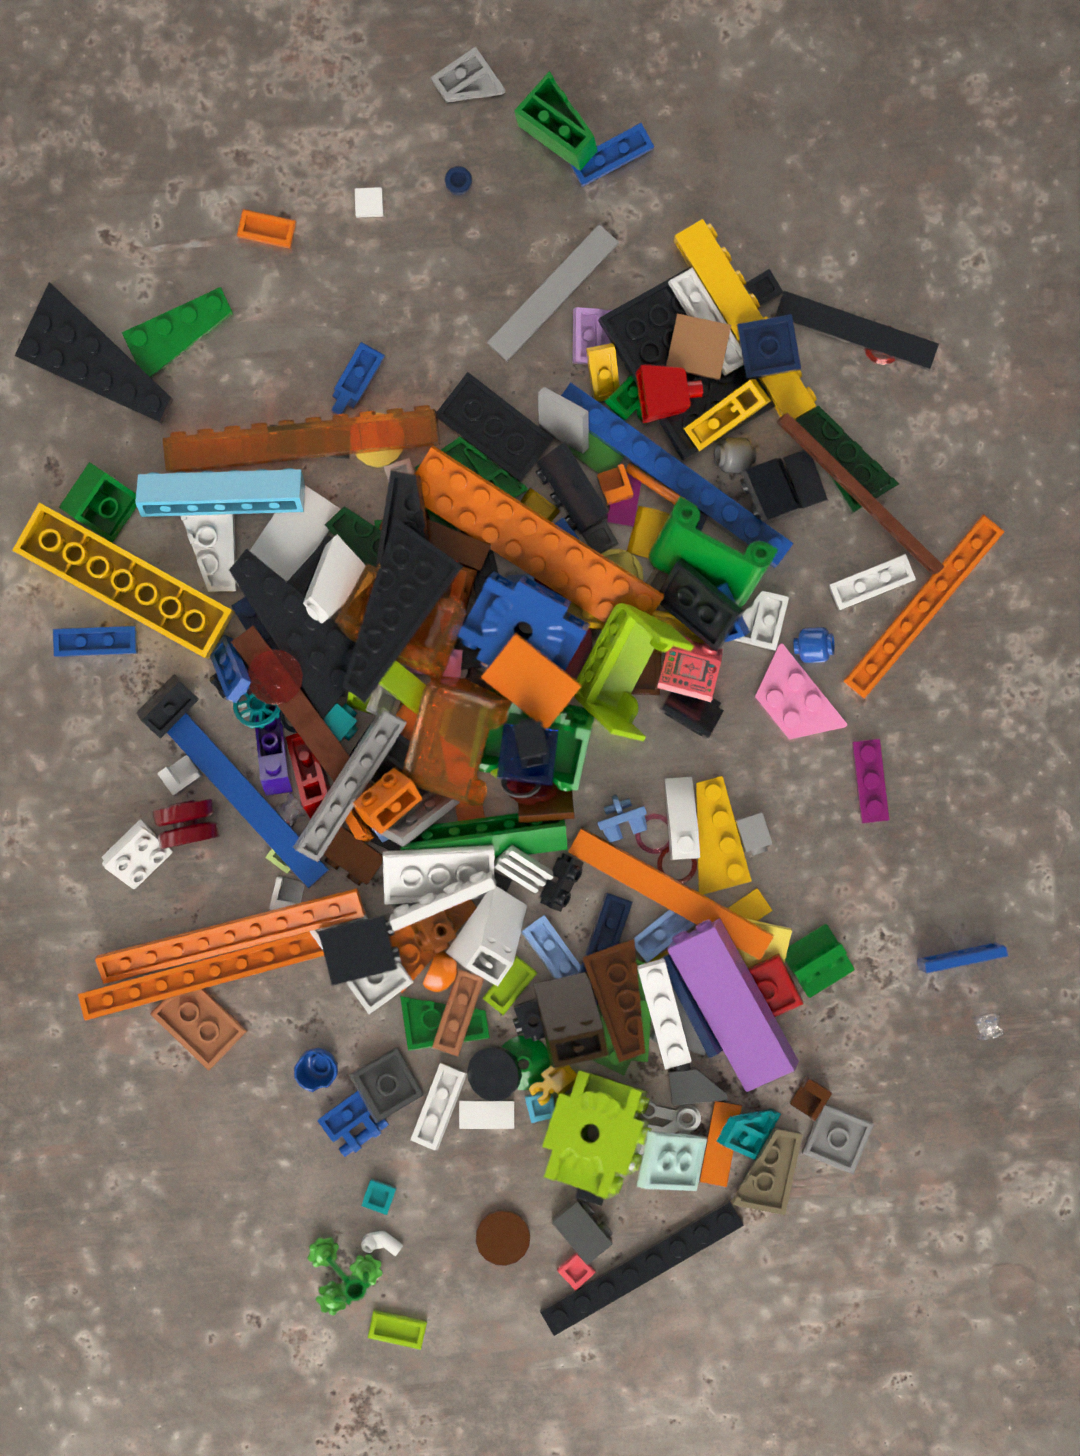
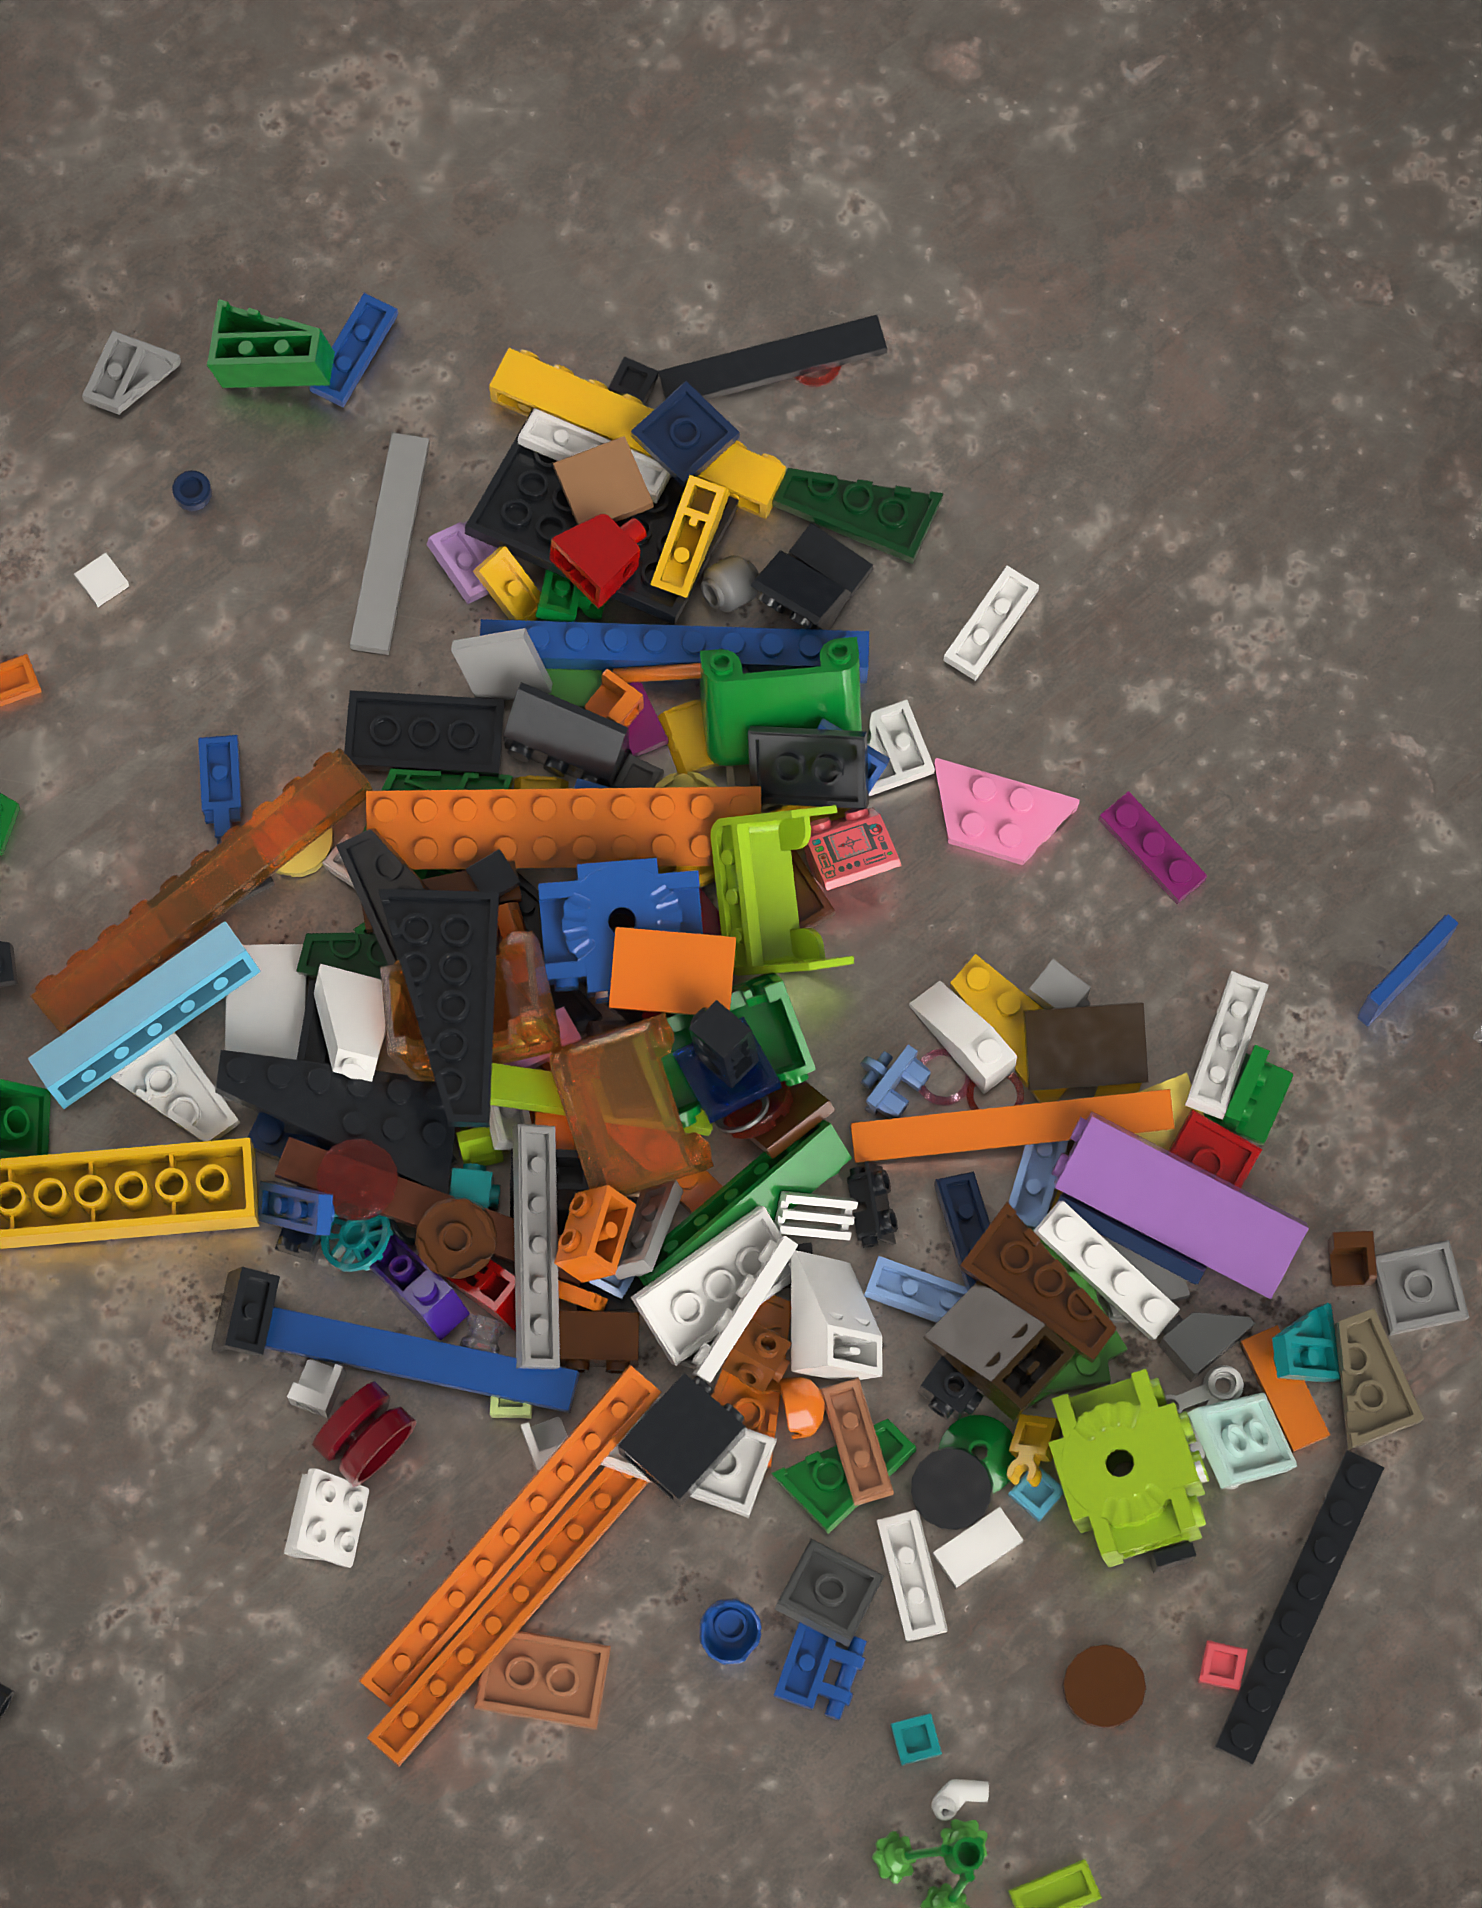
camera: 35 degrees left, 15 degrees down
(95, 641) = (103, 1295): blue plate -> none
(309, 748) = (456, 1237): none -> reddish brown tile
(471, 548) = (493, 874): none -> black tile
(512, 985) = (896, 1388): lime tile -> none
(582, 1230) = (1195, 1606): dark grey brick -> none
(693, 713) = (886, 902): black slope -> none
(745, 876) = (1085, 1046): none -> dark brown tile
(814, 645) = (975, 734): blue head -> none
(827, 929) = (1226, 1045): none -> white tile
(859, 493) = (906, 528): copper tile -> none
(923, 606) = (1070, 615): orange tile -> none

